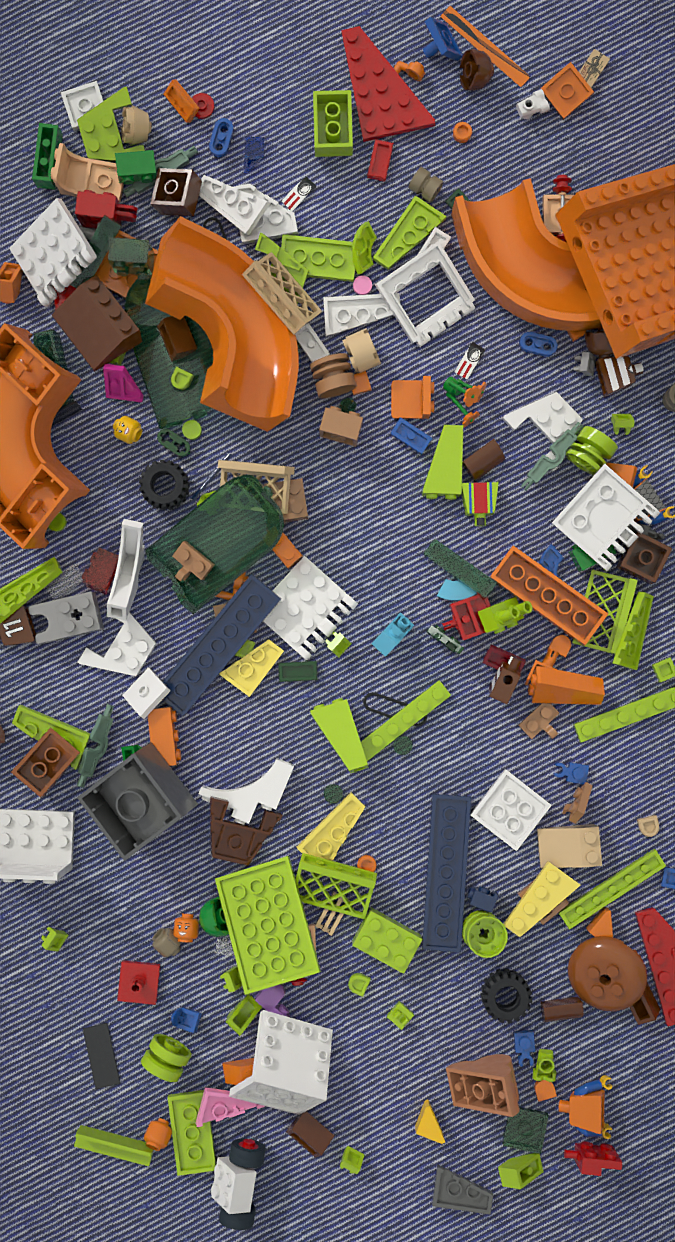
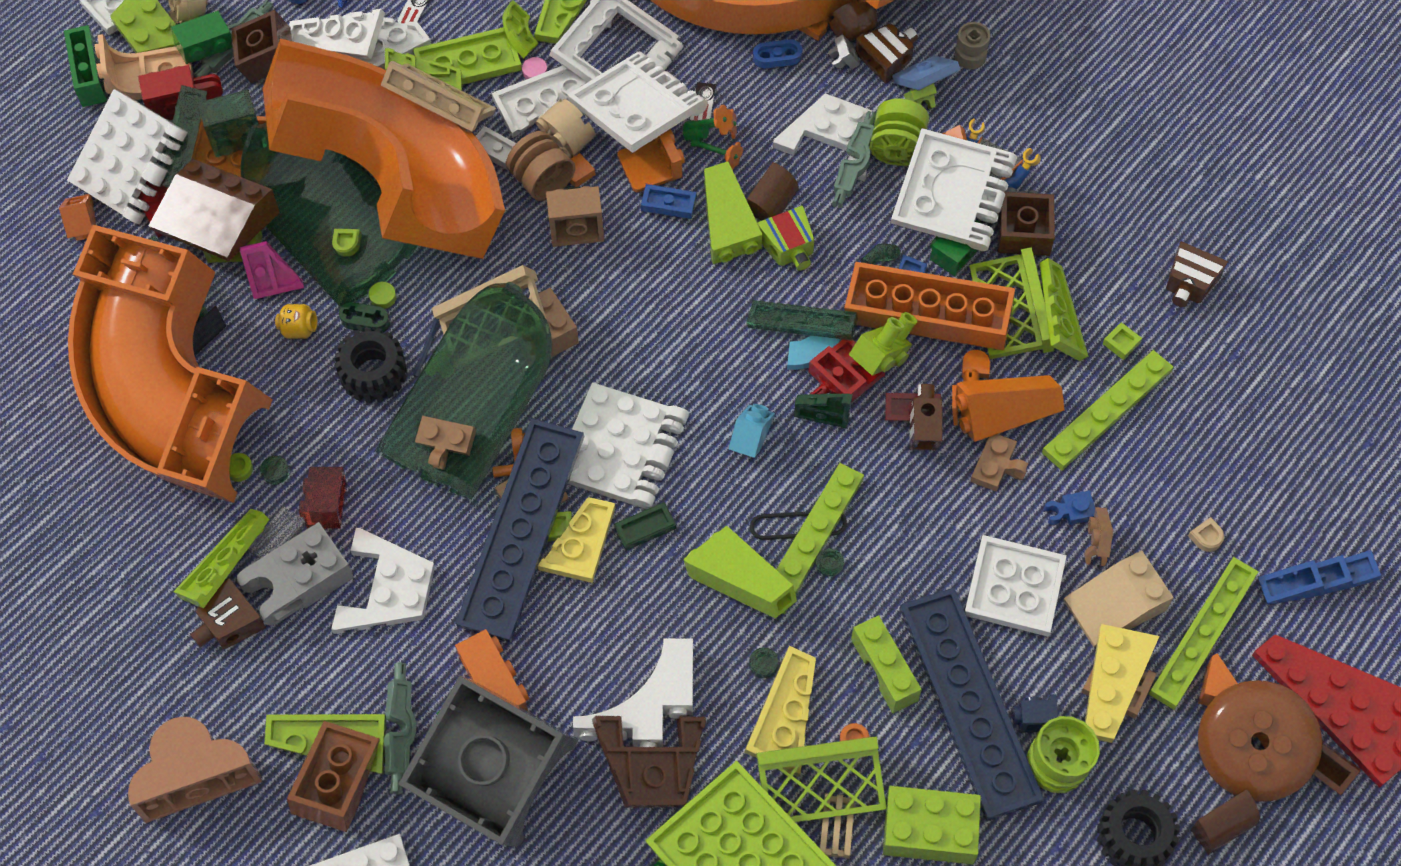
camera: 20 degrees left, 25 degrees down
(78, 533) = (274, 469): none -> clear green tile
(128, 567) = (359, 470): white arch -> none
(146, 693) = (445, 626): white plate -> none
(176, 337) = (322, 195): reddish brown brick -> none
(287, 552) = (565, 384): orange brick -> none
(338, 644) = (685, 469): lime tile -> none
(406, 829) = (894, 675): none -> lime arch
(418, 354) = (636, 101): none -> white hinge
(536, 535) = (882, 252): none -> clear green arm
(634, 406) = (926, 72): none -> medium blue plate

